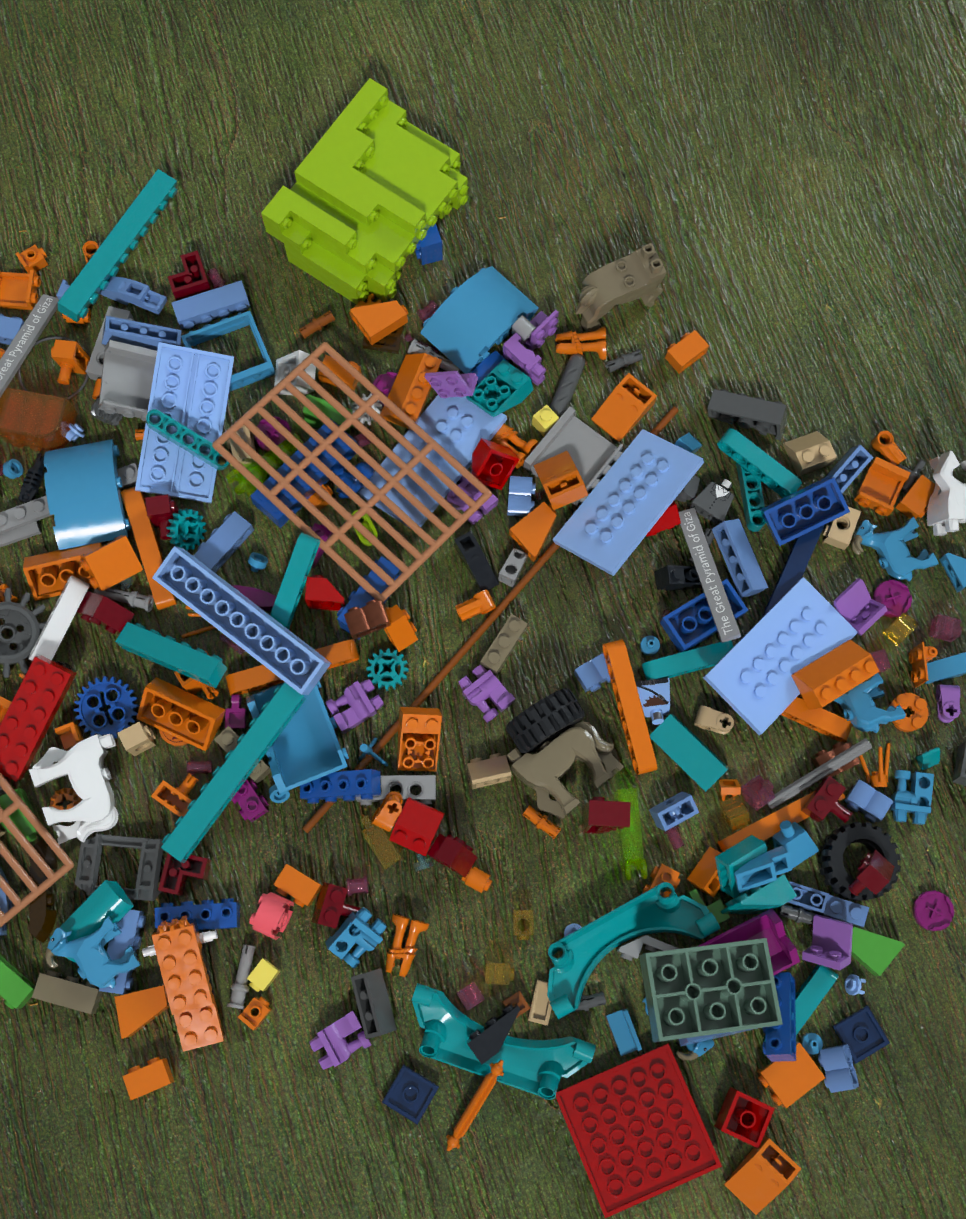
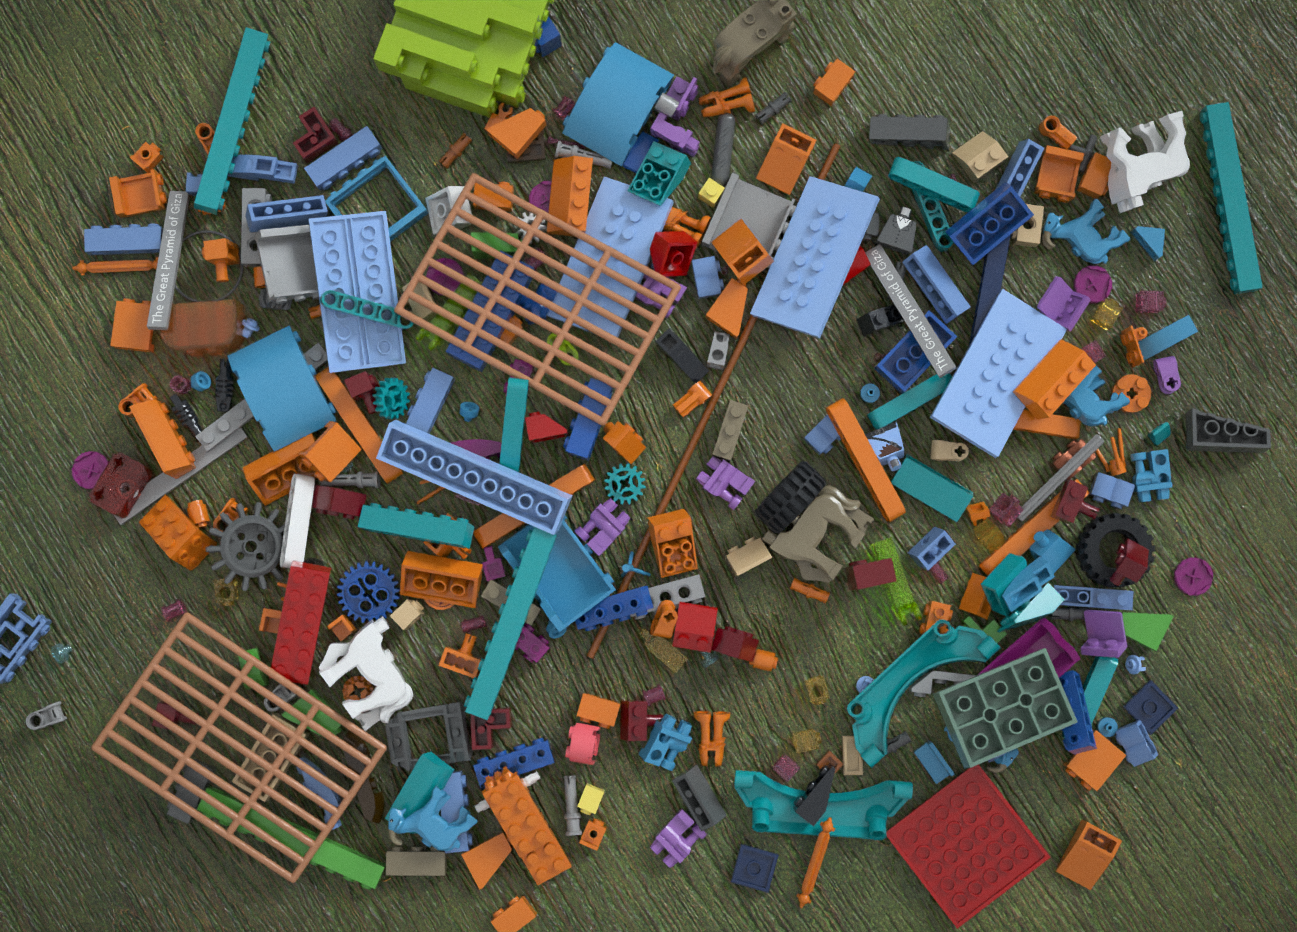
camera: 10 degrees left, 10 degrees up
(367, 619) = (595, 445): copper brick -> none
(452, 383) = (611, 181): medium lavender bracket -> none
(744, 1117) = (1060, 809): red slope -> none

